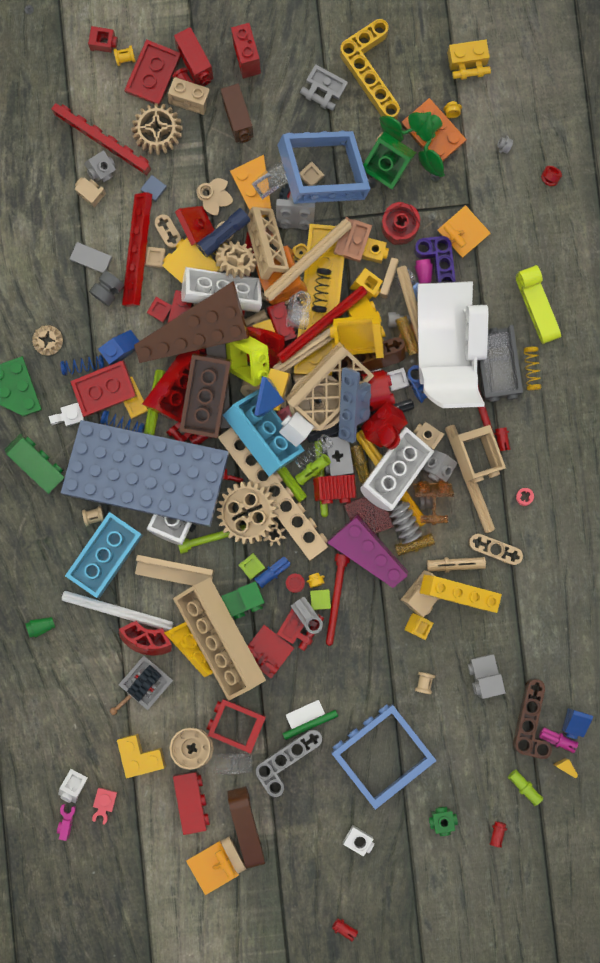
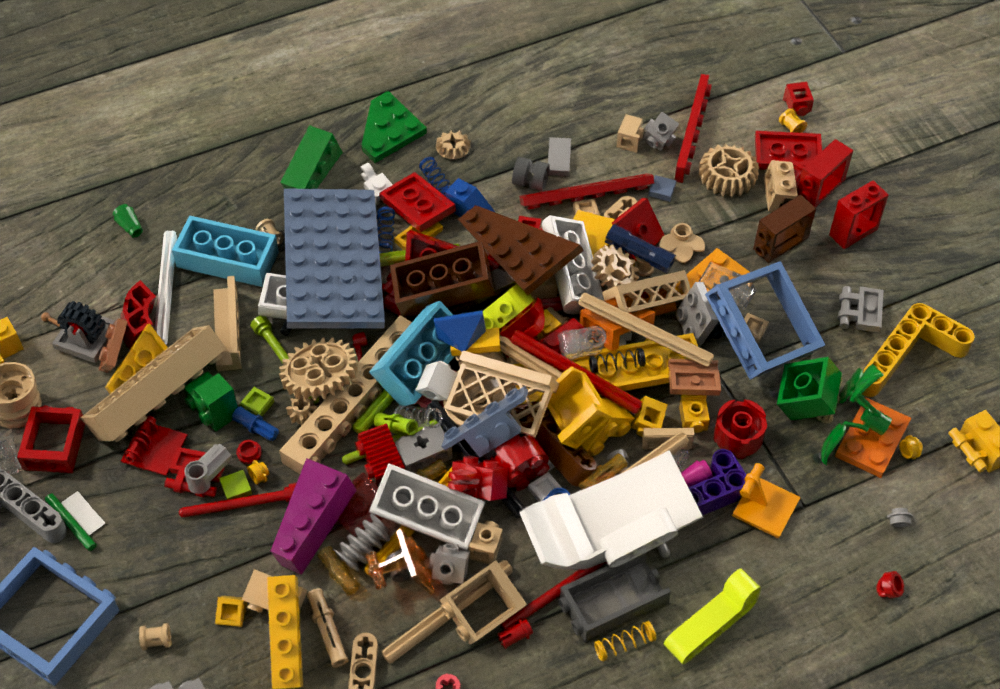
camera: 70 degrees right, 30 degrees down
(171, 663) = (111, 350): none -> nougat plate

